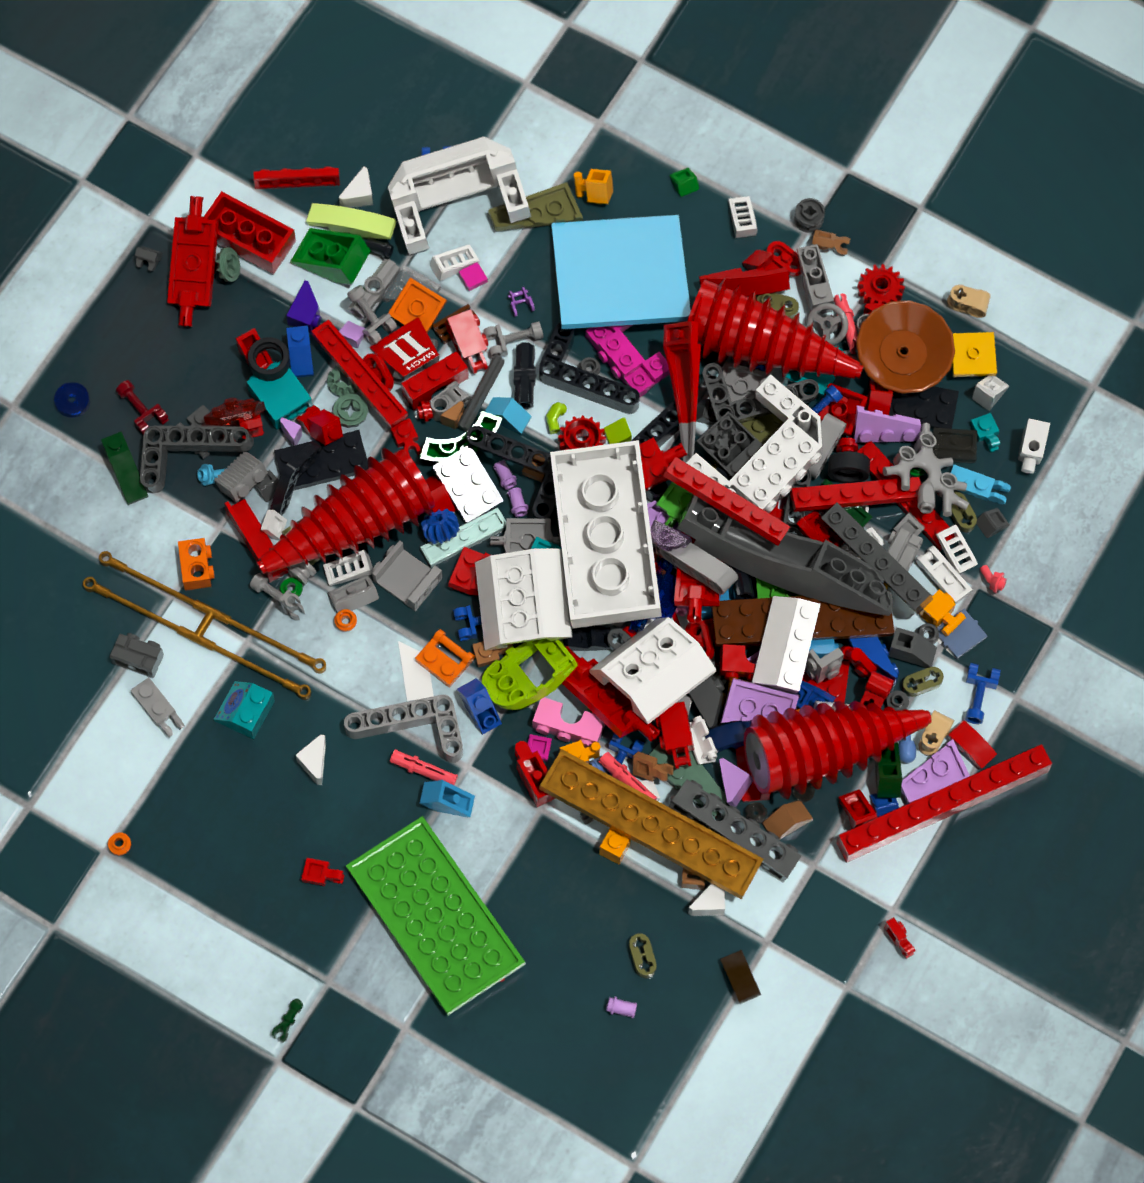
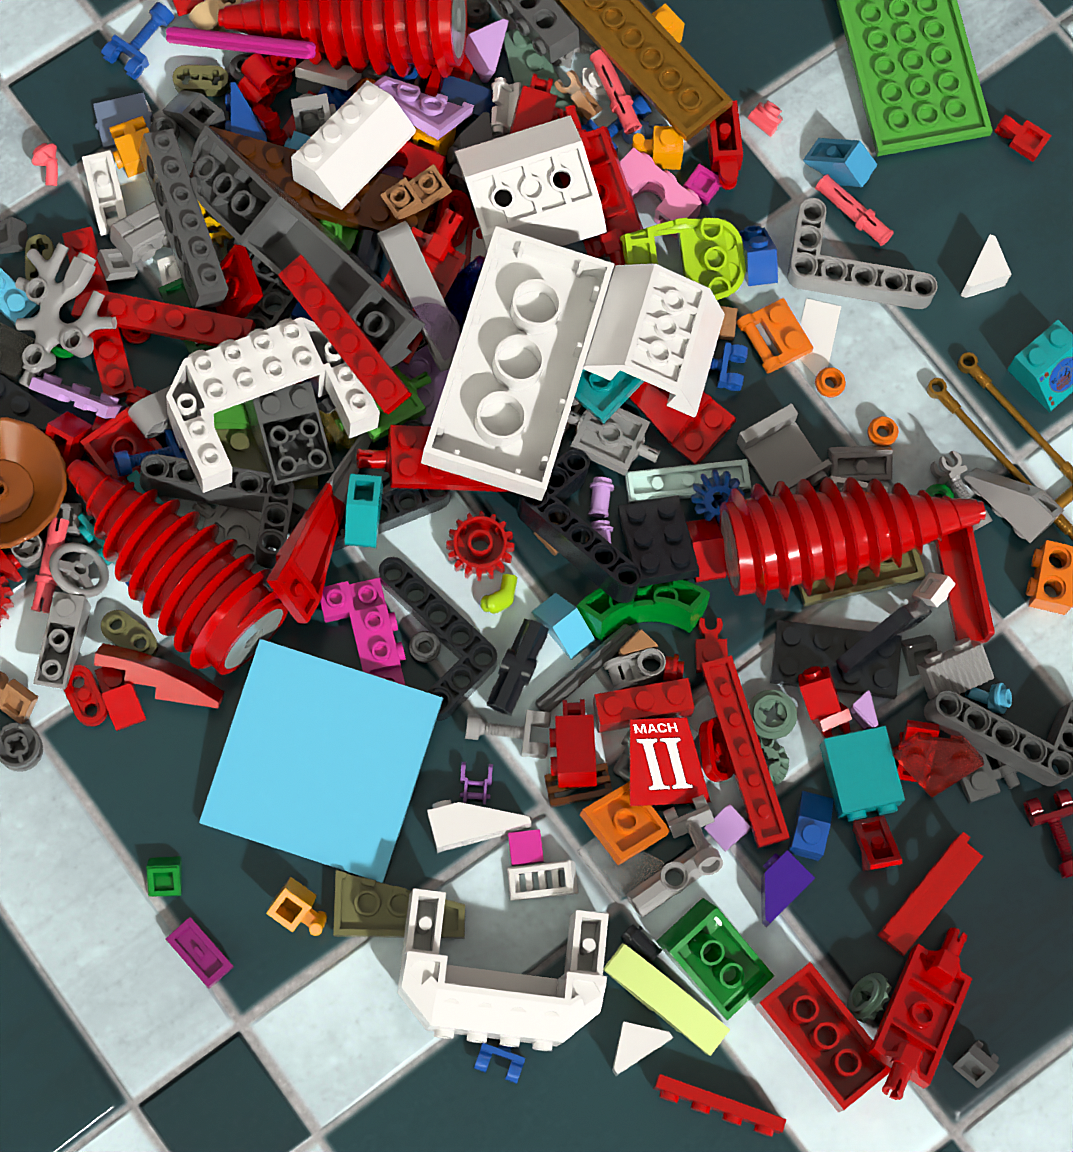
camera: 160 degrees left, 5 degrees up
(210, 341) = (930, 895): none -> red fence
(240, 602) = (1022, 505): none -> light grey slope
(268, 374) = (883, 795): black tyre -> none
(391, 634) = (835, 376): none -> orange plate
(511, 274) = (466, 824): none -> white slope
(512, 815) = (766, 117): none -> coral plate
(618, 432) = (428, 540): lime slope -> none
(641, 146) = (199, 952): none -> magenta plate
(665, 417) = (363, 510): none -> teal slope
(727, 627) = (417, 194): none -> medium nougat slope
(747, 230) = (121, 788): white slope -> none
(849, 467) = (152, 361): black tyre -> none
(904, 700) = (241, 42): none -> dark pink axle
(967, 553) = (74, 208): white slope -> none

